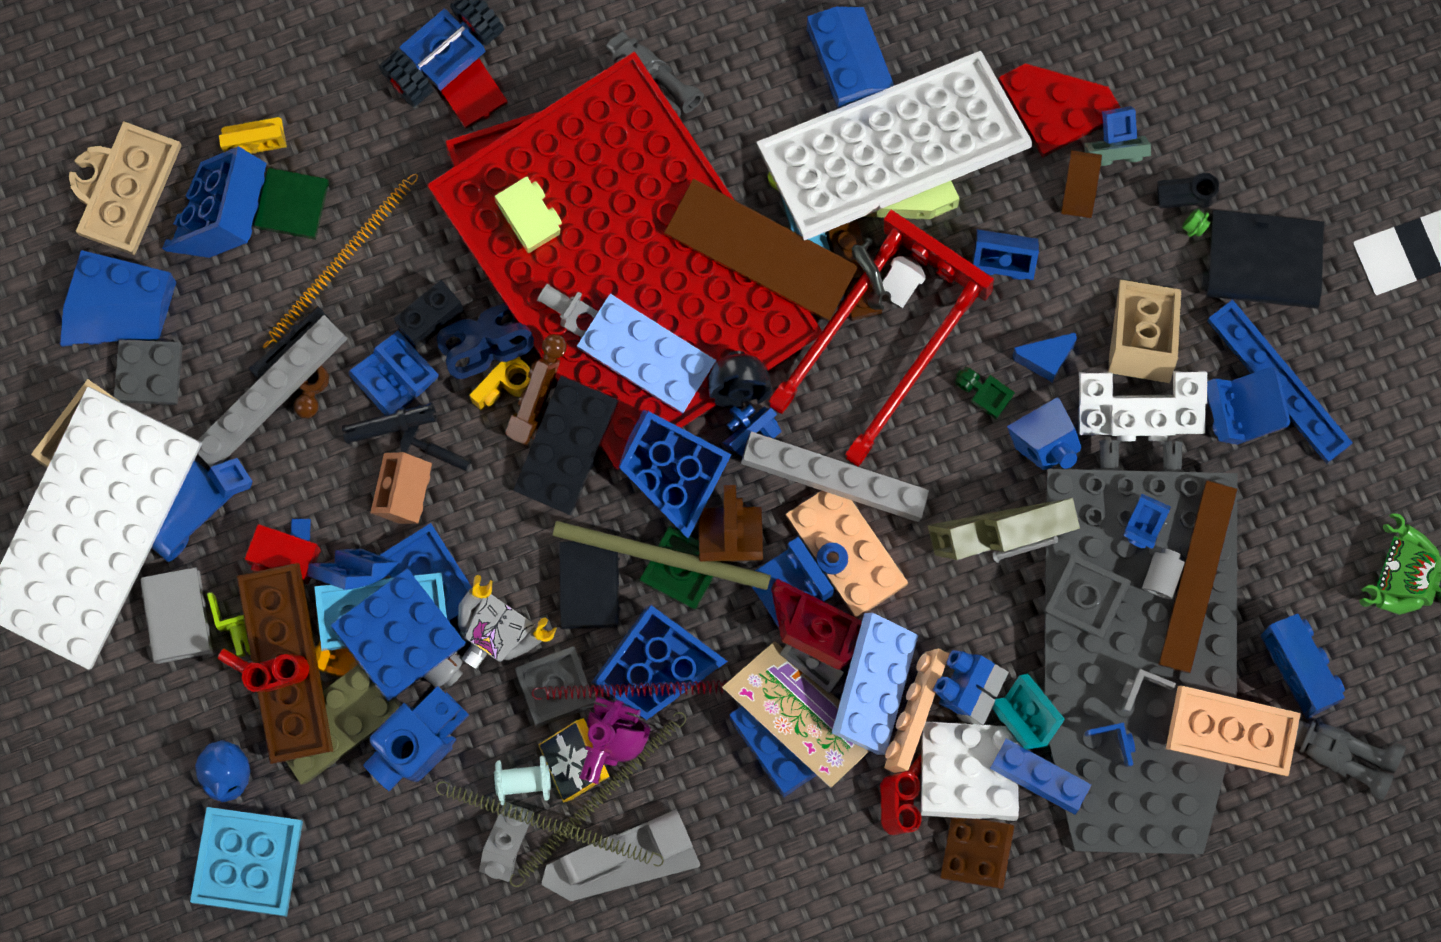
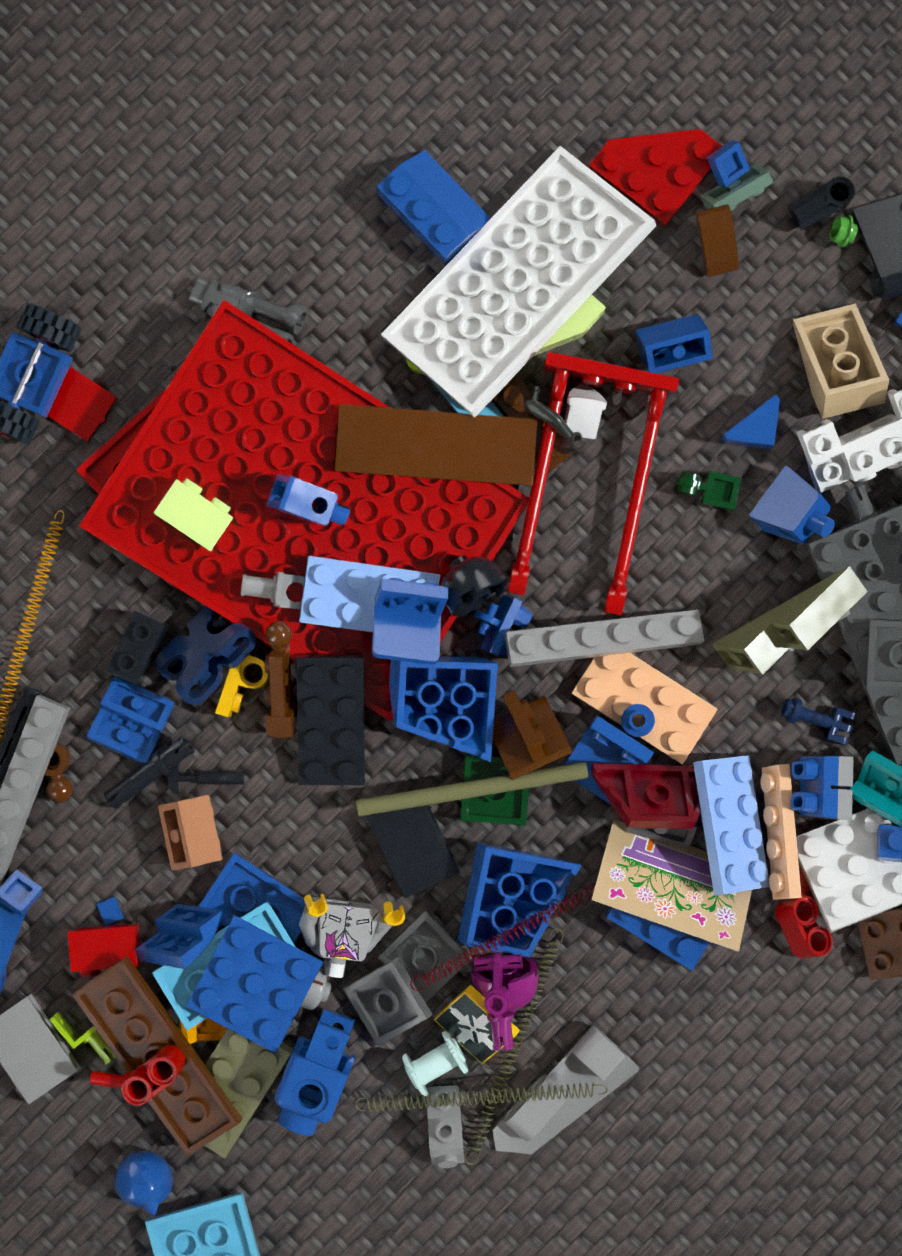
camera: 25 degrees left, 10 degrees up
(505, 707) = (387, 1001): none -> dark grey plate
(617, 240) = (296, 499): none -> torso
(670, 380) = (408, 621): none -> bracket
(1005, 640) = (793, 710): none -> dark blue hinge

